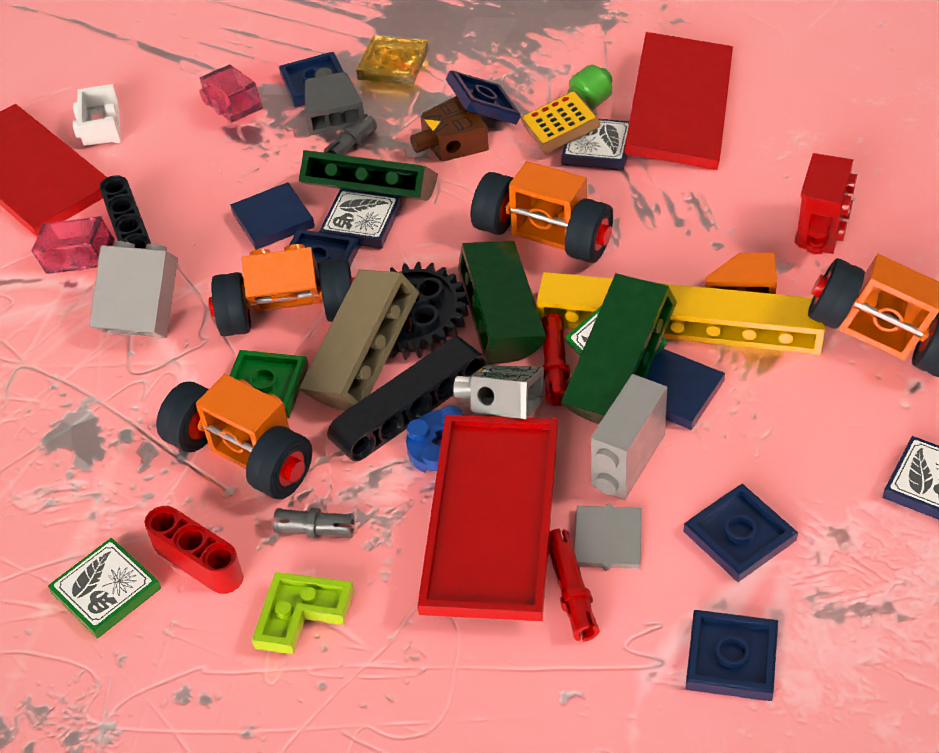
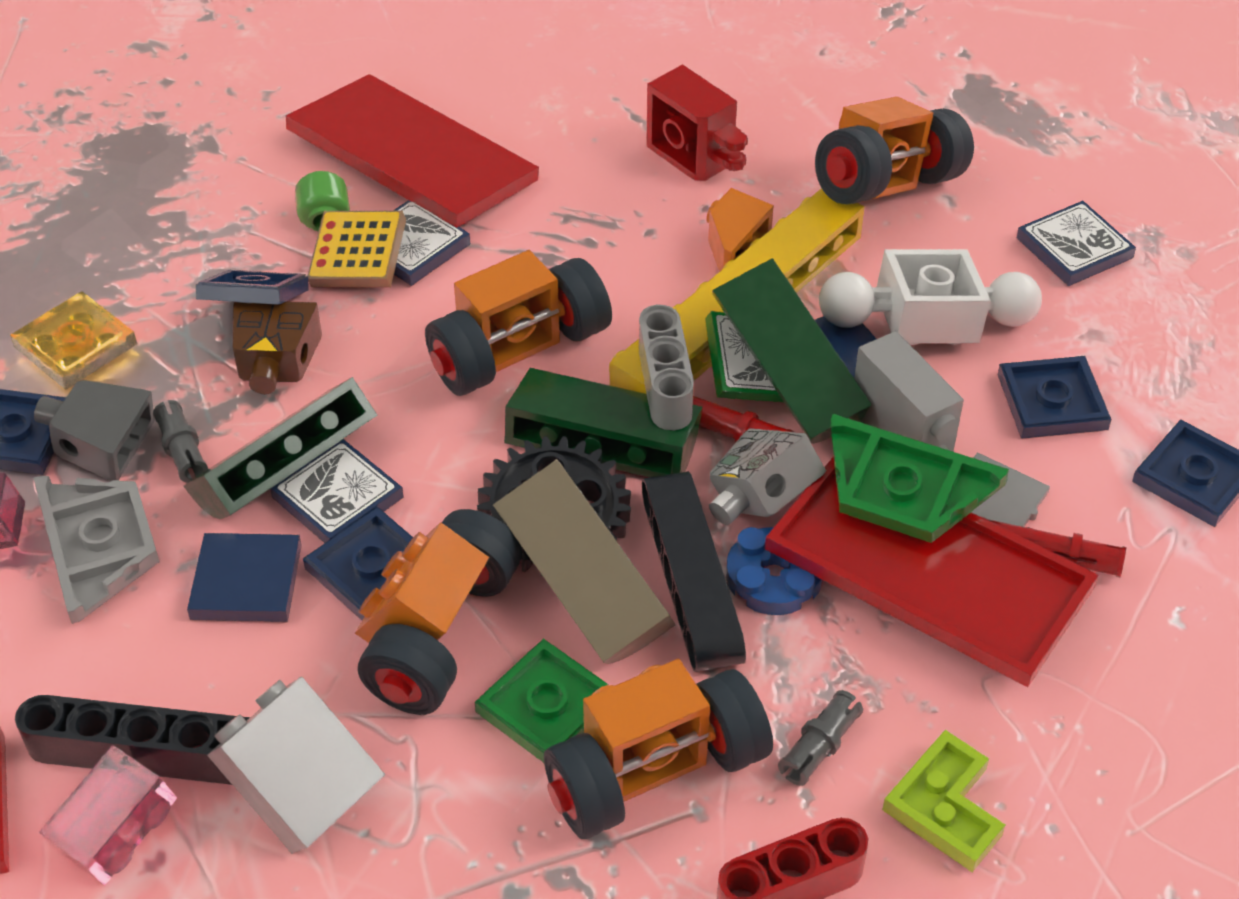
camera: 65 degrees left, 0 degrees up
(254, 147) = (95, 539): none -> light grey wing
(540, 462) = (907, 481): none -> green wing
(545, 293) = (665, 367): none -> light grey beam
(762, 409) = (931, 297): none -> white brick

